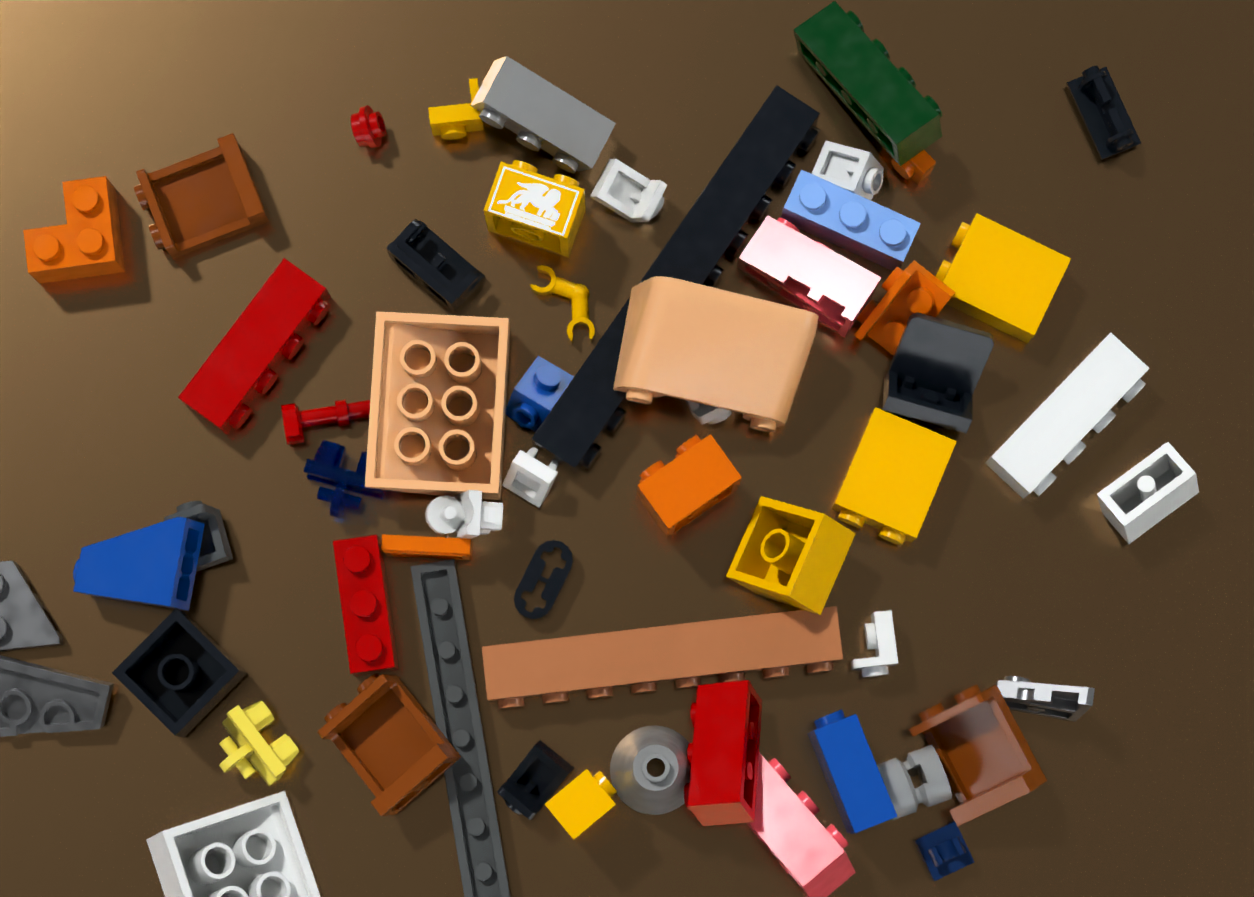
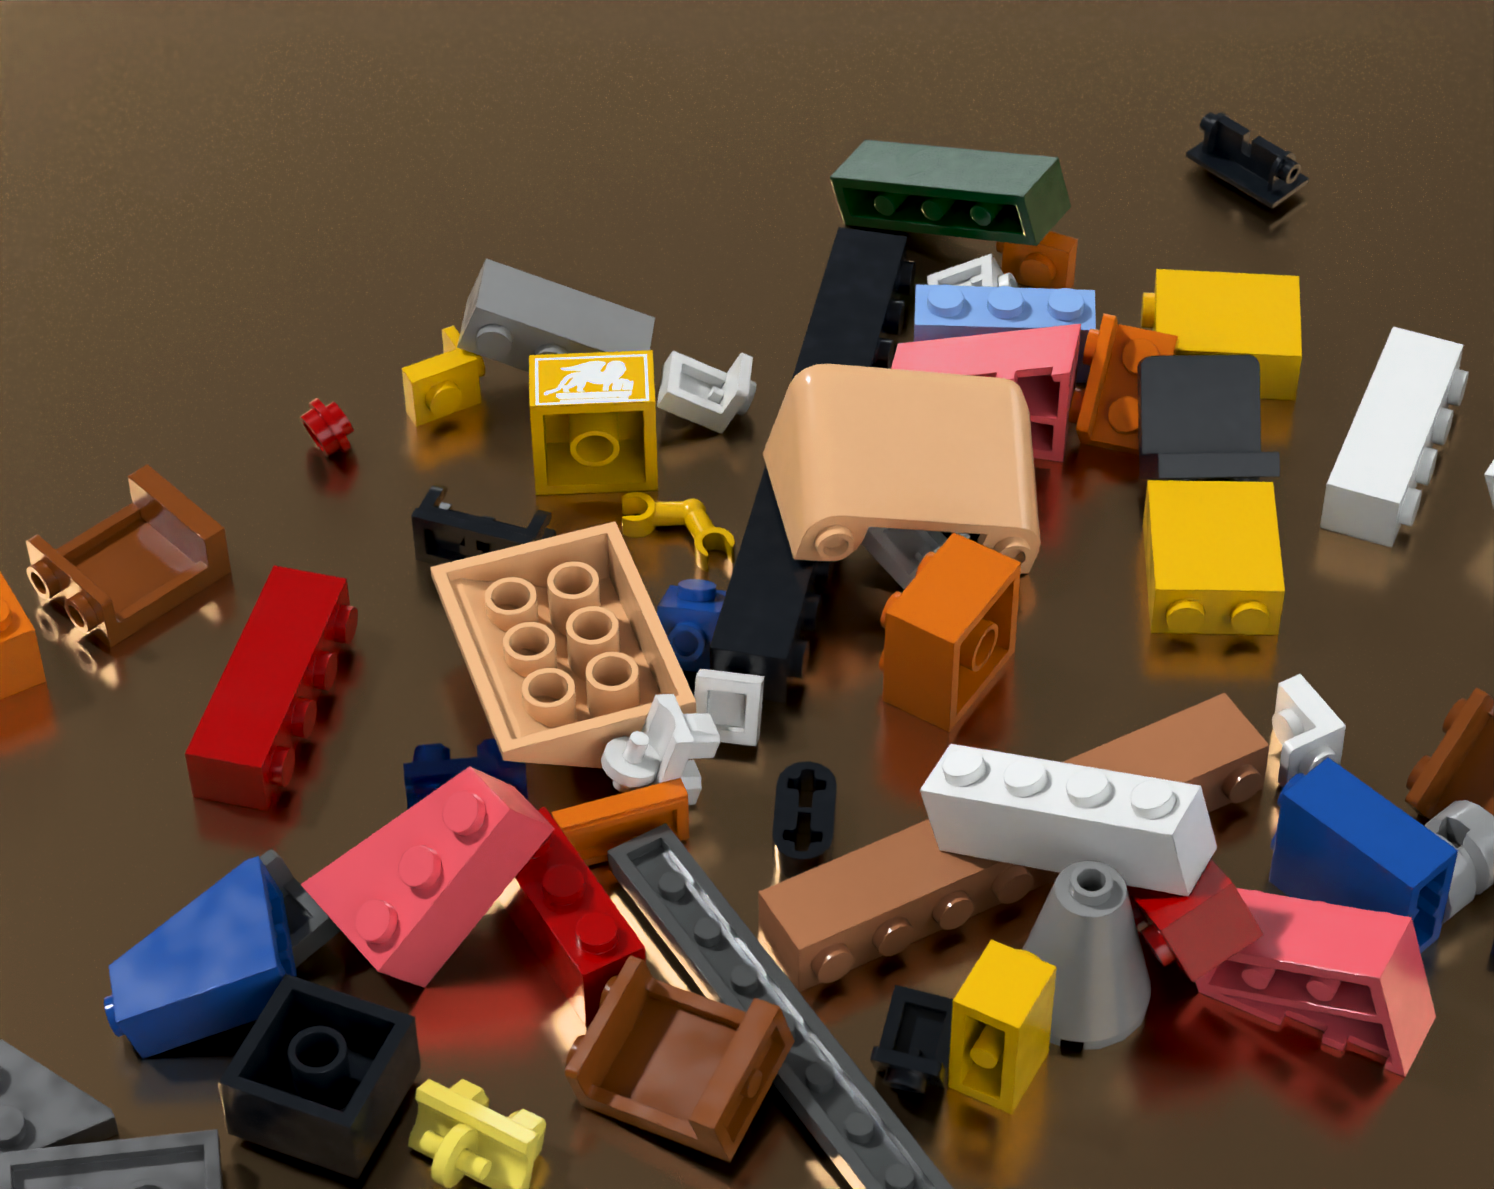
camera: 20 degrees left, 35 degrees down
(285, 563) = (430, 874): none -> coral wedge
(296, 420) = (364, 752): red piece -> none
(671, 702) = (1069, 813): none -> white brick
(790, 554) = (1131, 653): yellow brick -> none

